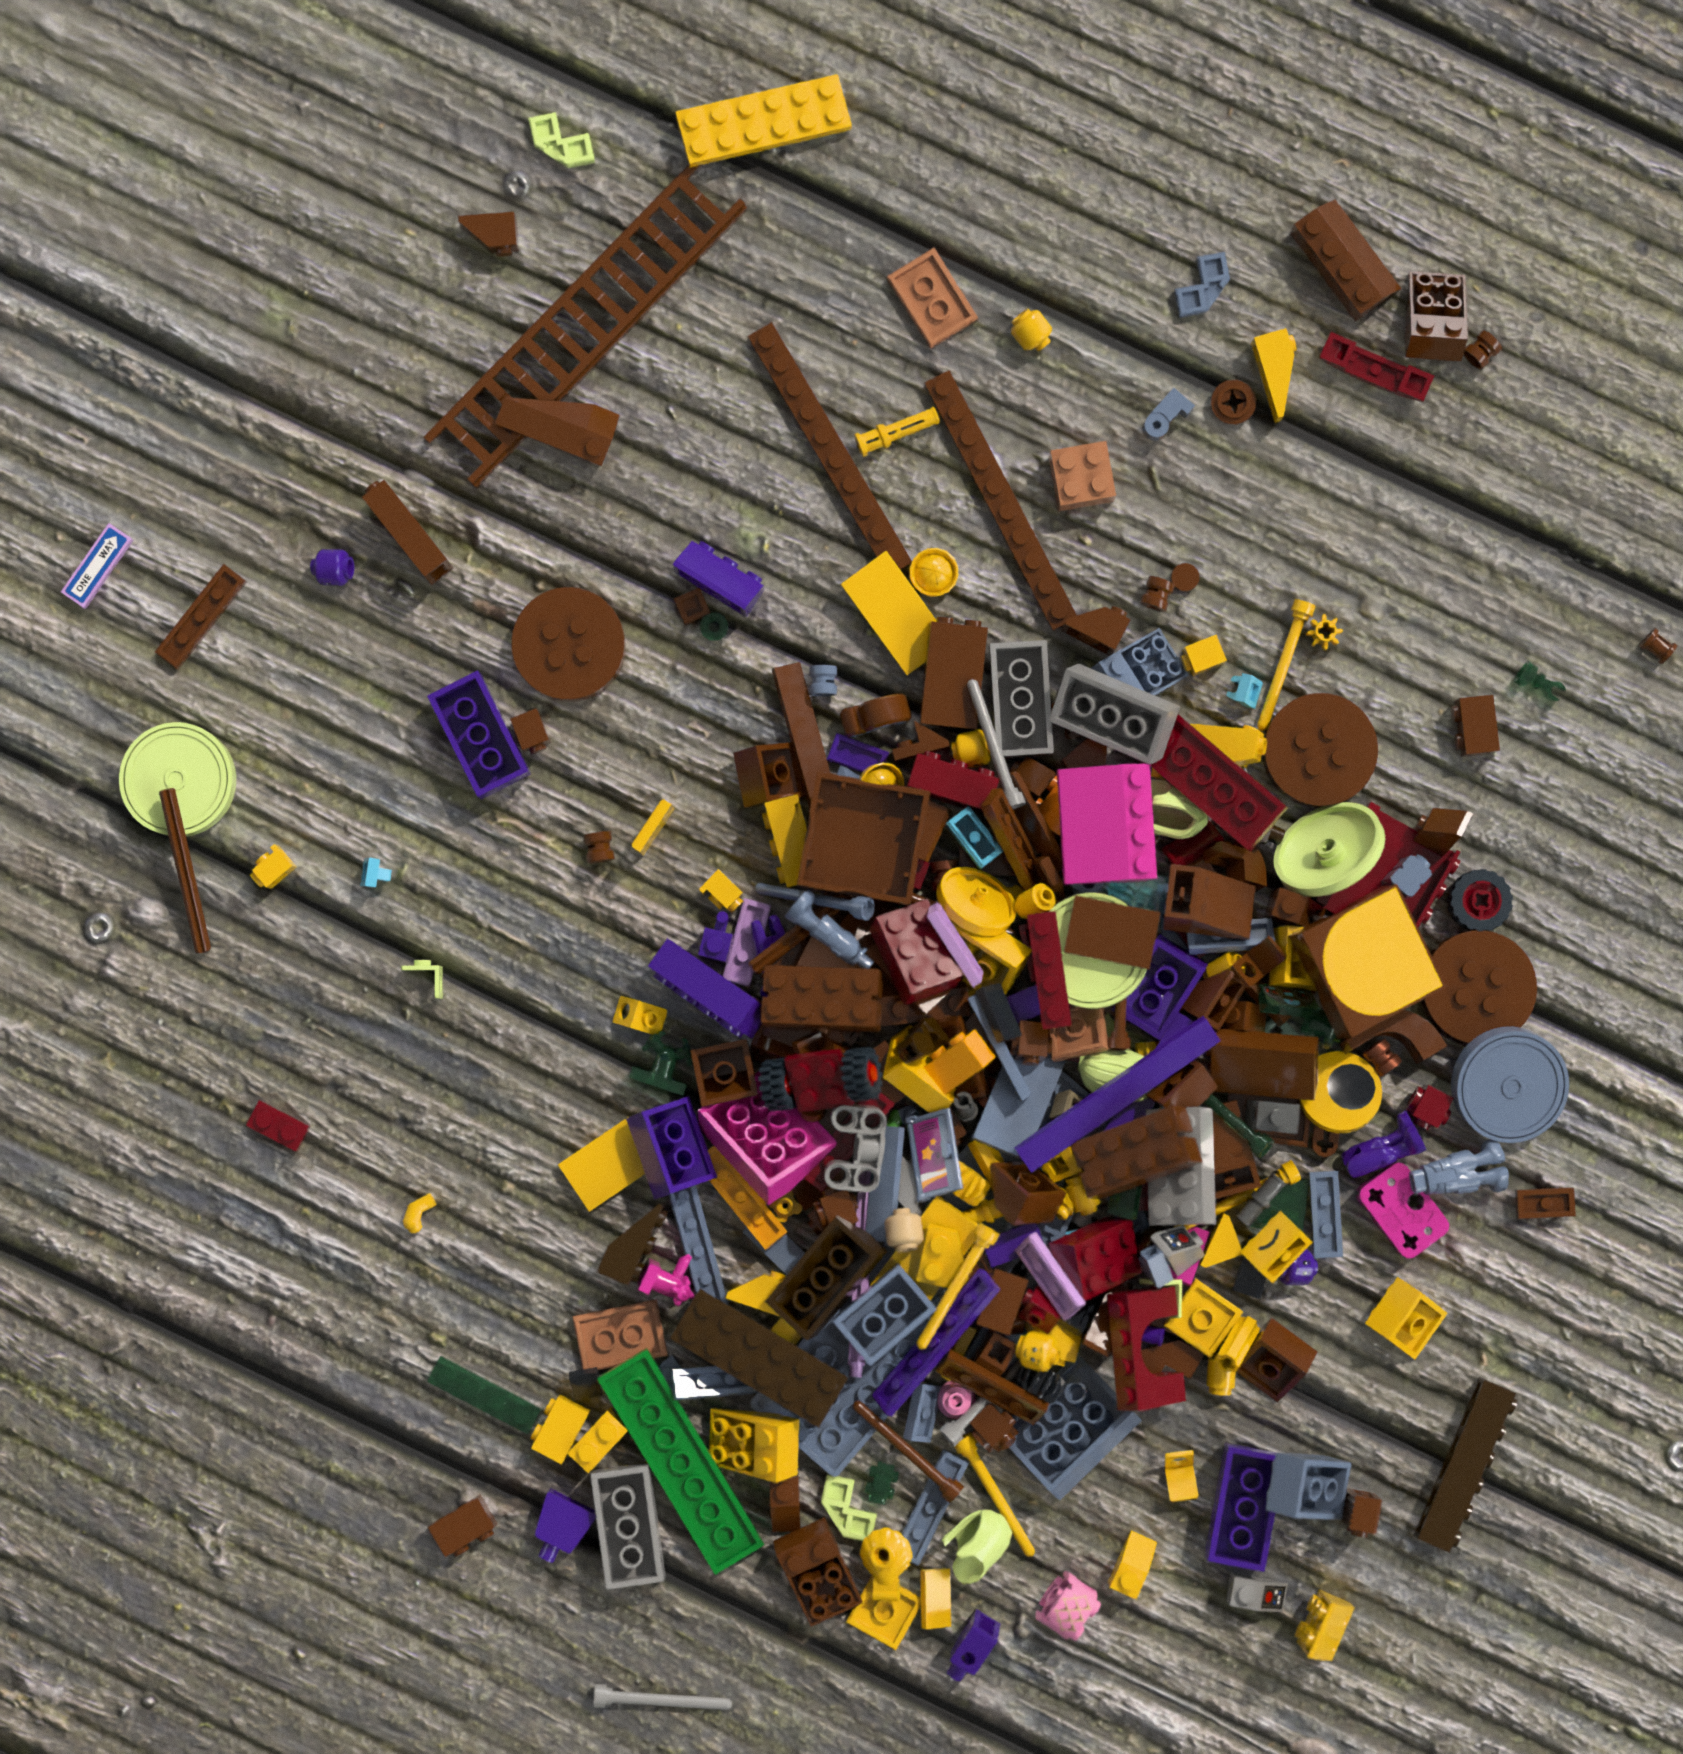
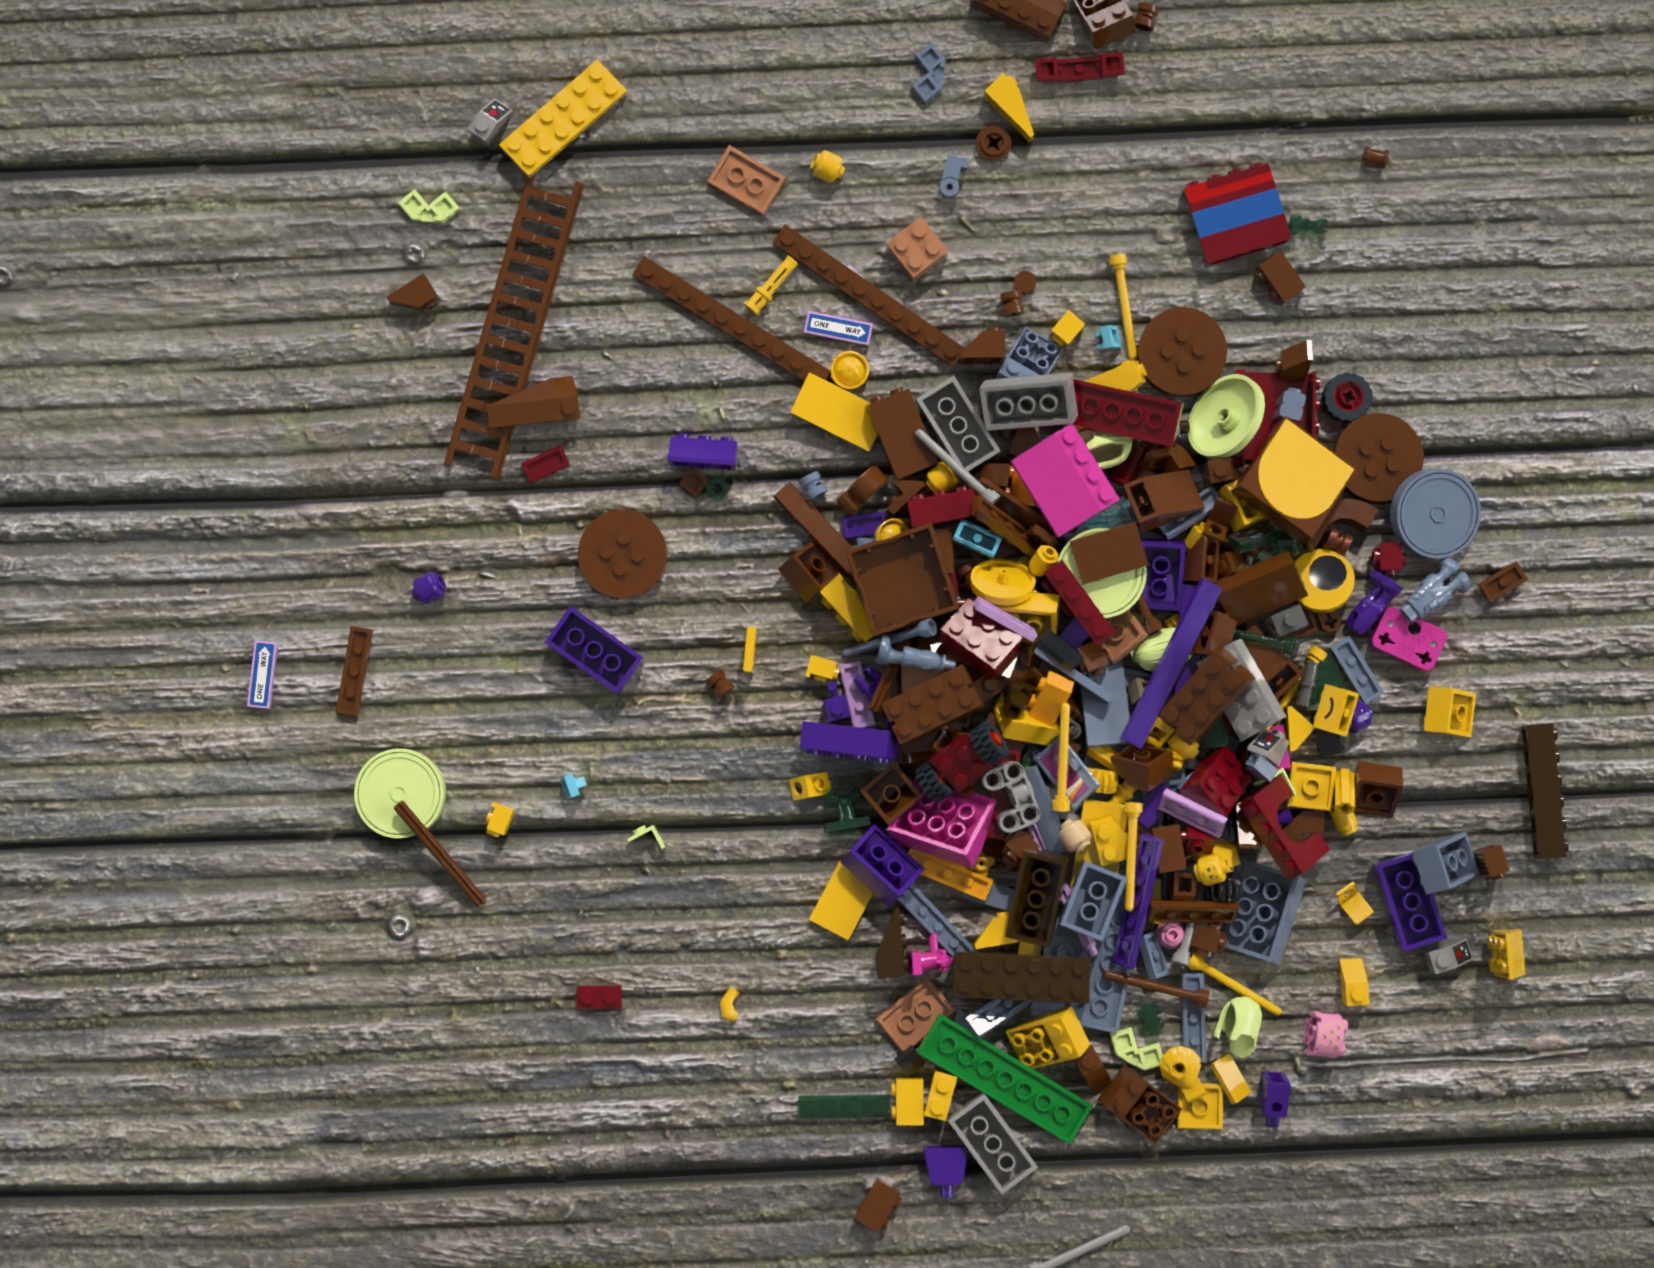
camera: 30 degrees left, 0 degrees up
(407, 531) = (468, 535): reddish brown brick -> none
(531, 731) = (629, 629): reddish brown brick -> none
(537, 498) = (545, 464): none -> dark red tile
(679, 81) = (489, 122): none -> light grey slope
(909, 1183) = (1061, 801): none -> yellow piece
(946, 518) = (838, 328): none -> tile
(1319, 638) = (1142, 263): yellow gear -> none
(1466, 627) = (1237, 213): none -> panel

